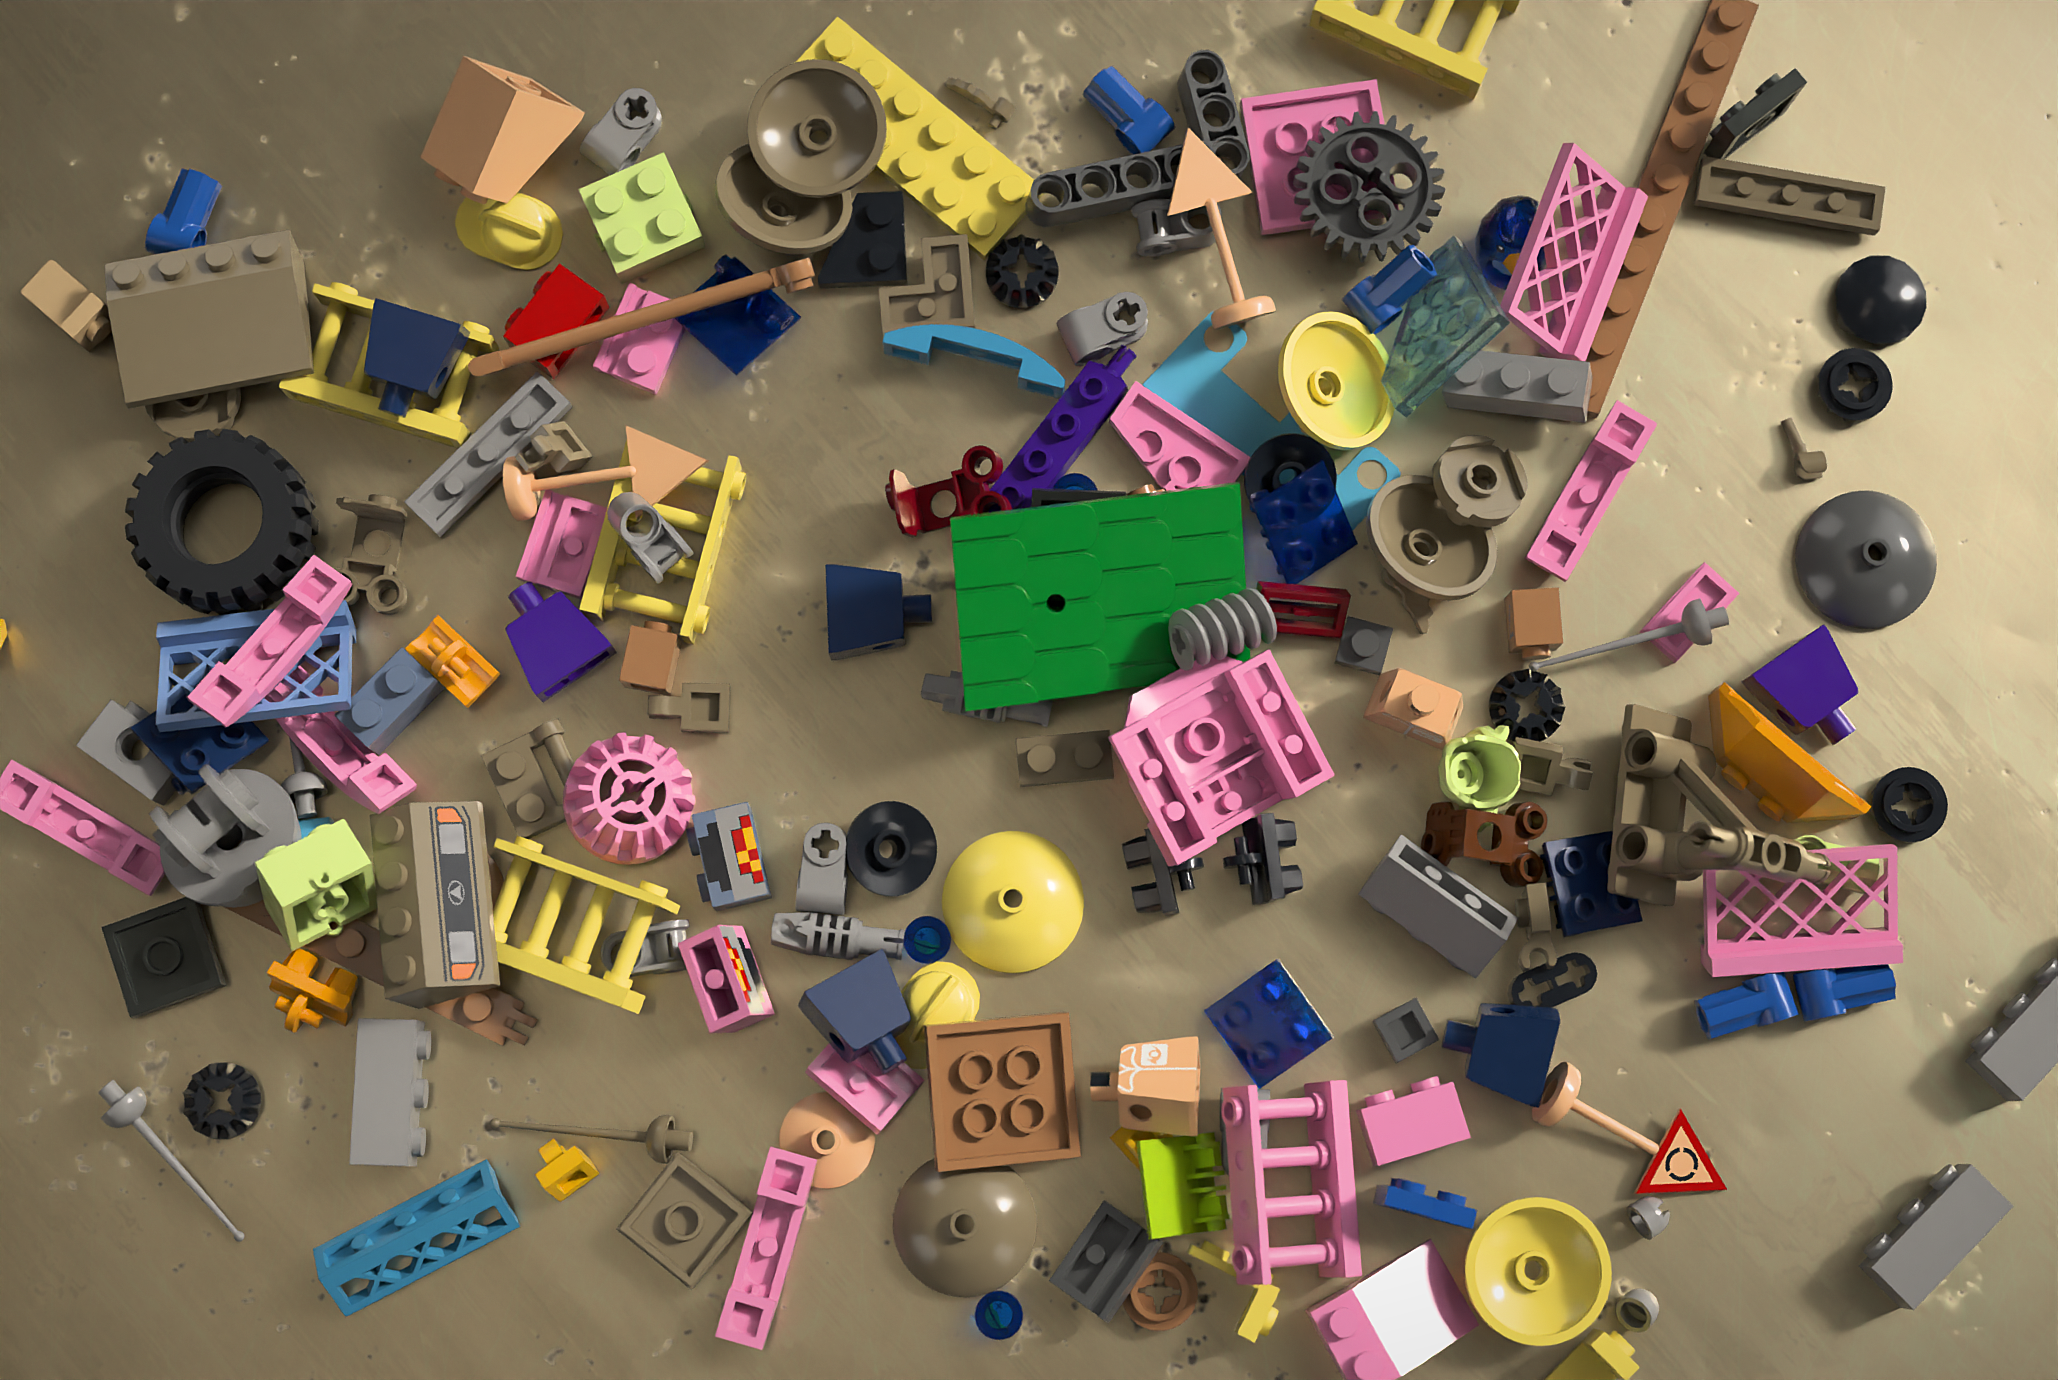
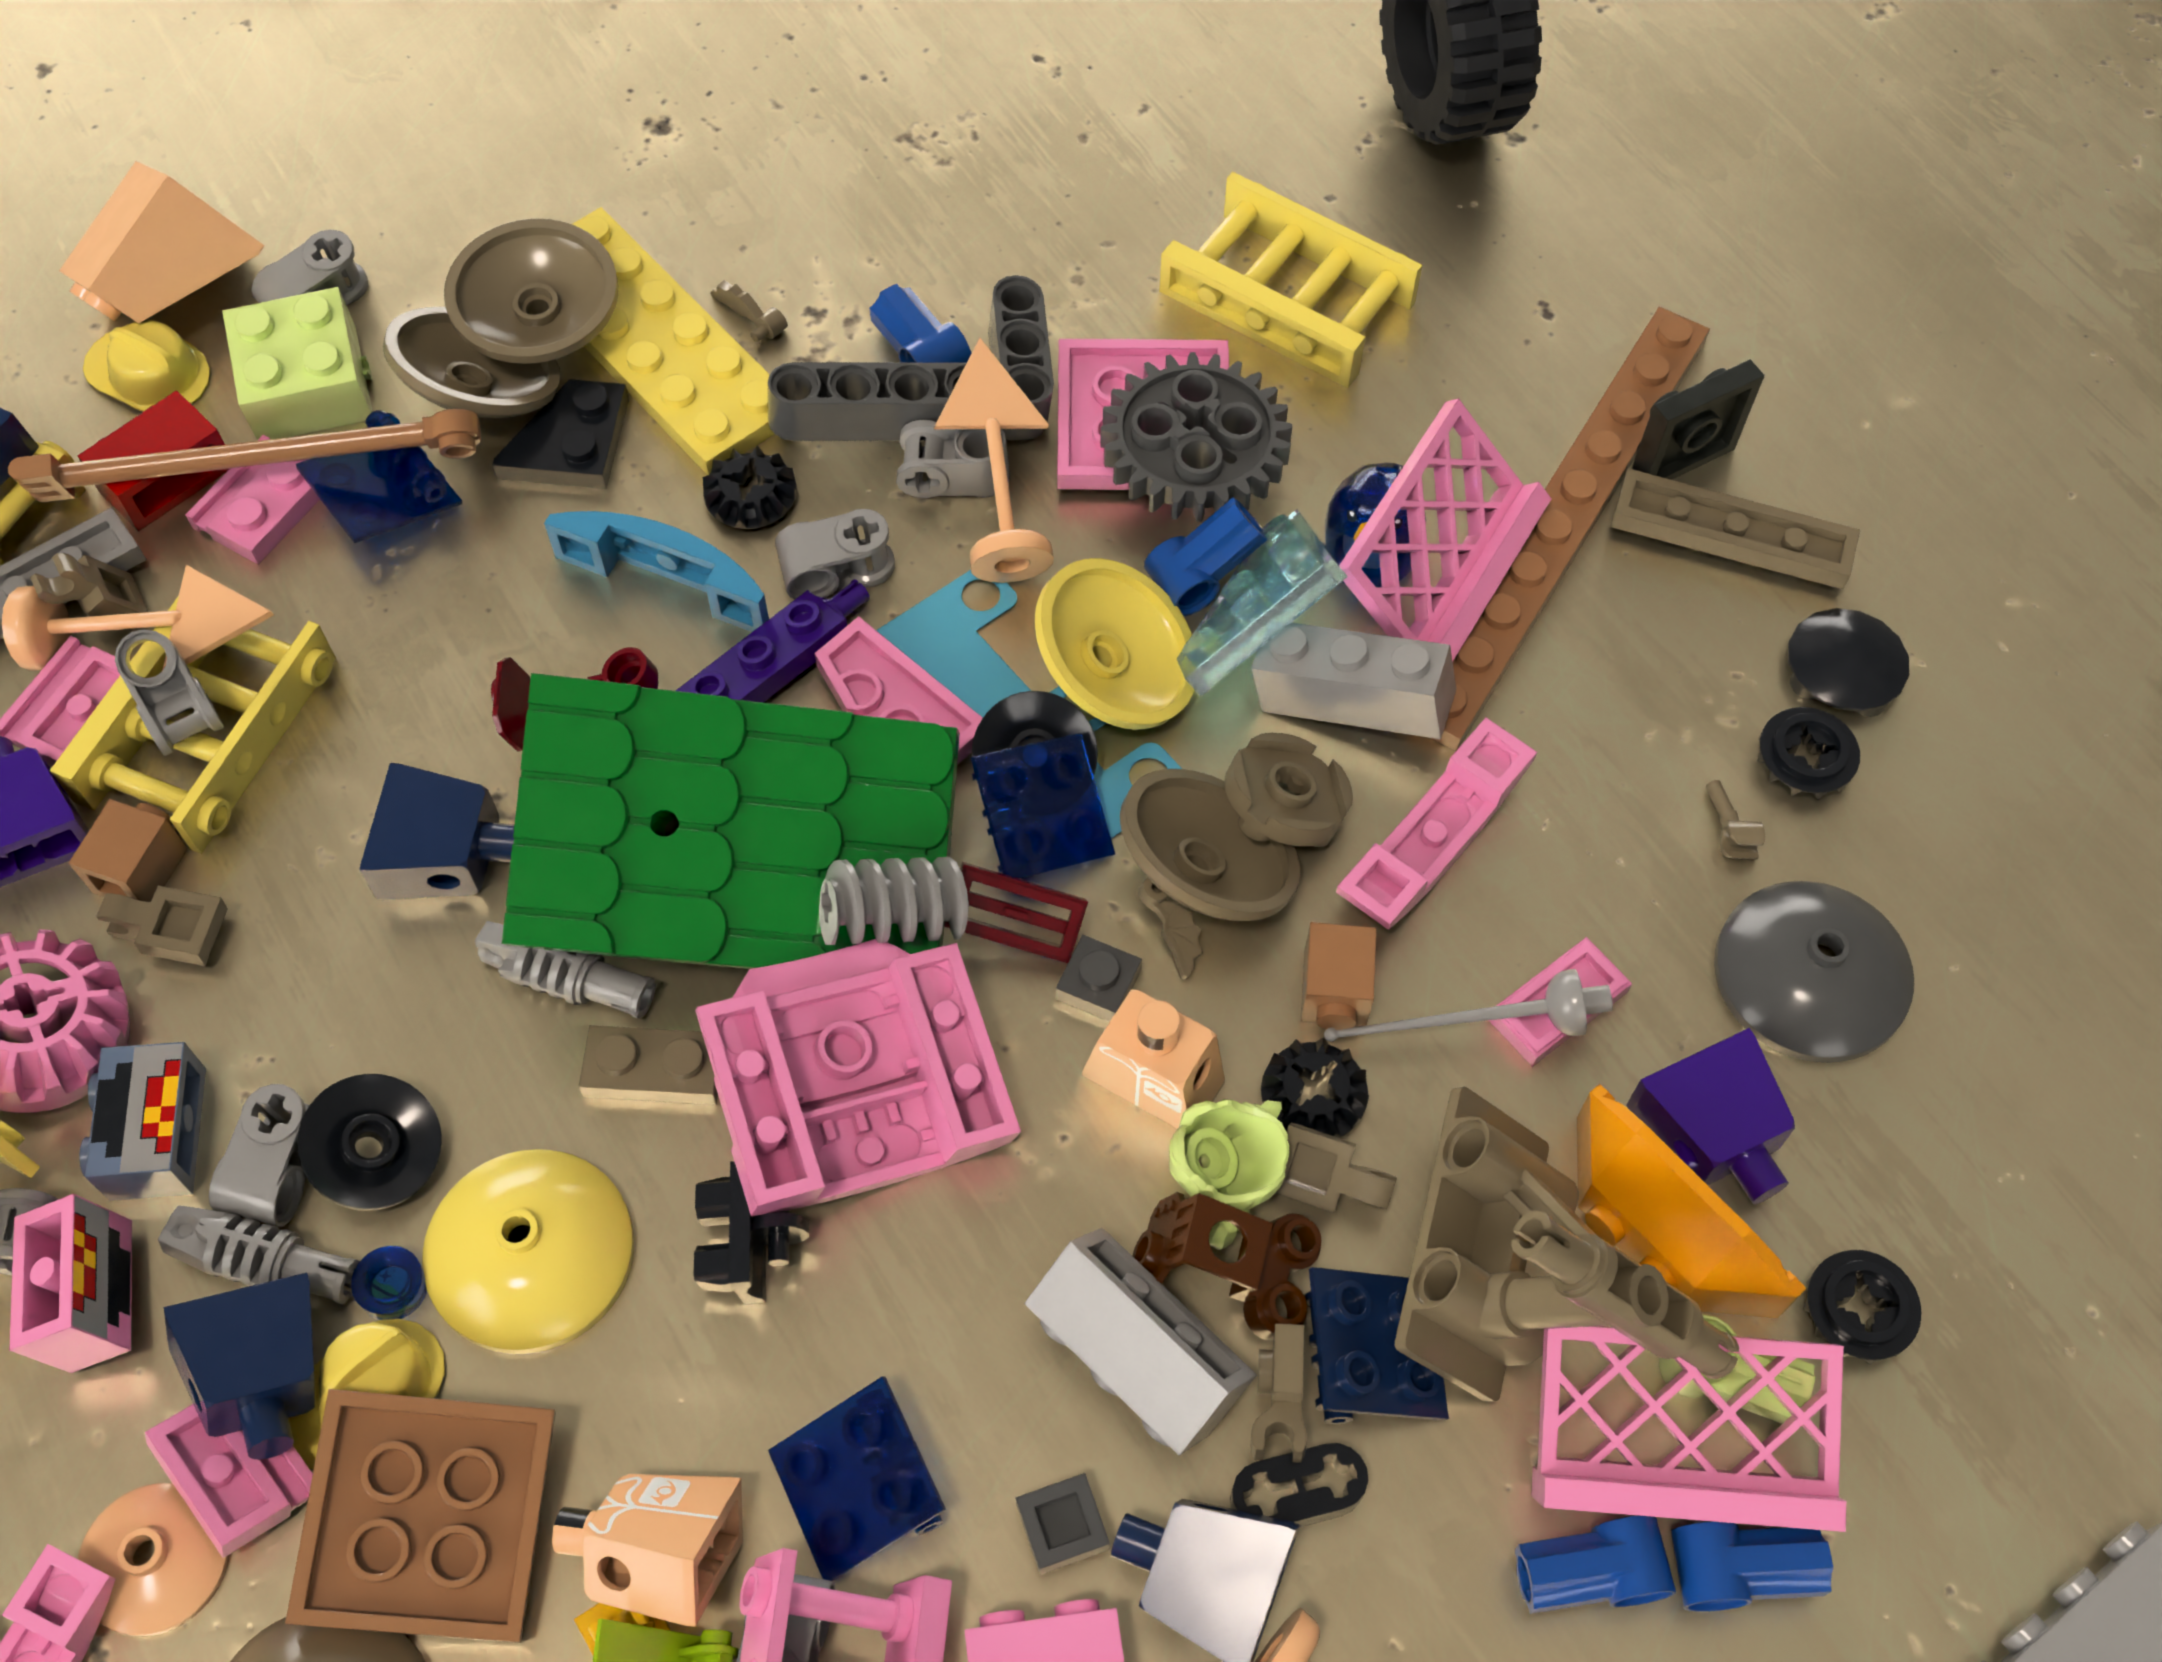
camera: 10 degrees right, 20 degrees down
(945, 295) = (647, 482): dark tan plate -> none
(1259, 858) = (904, 1209): black hips -> none

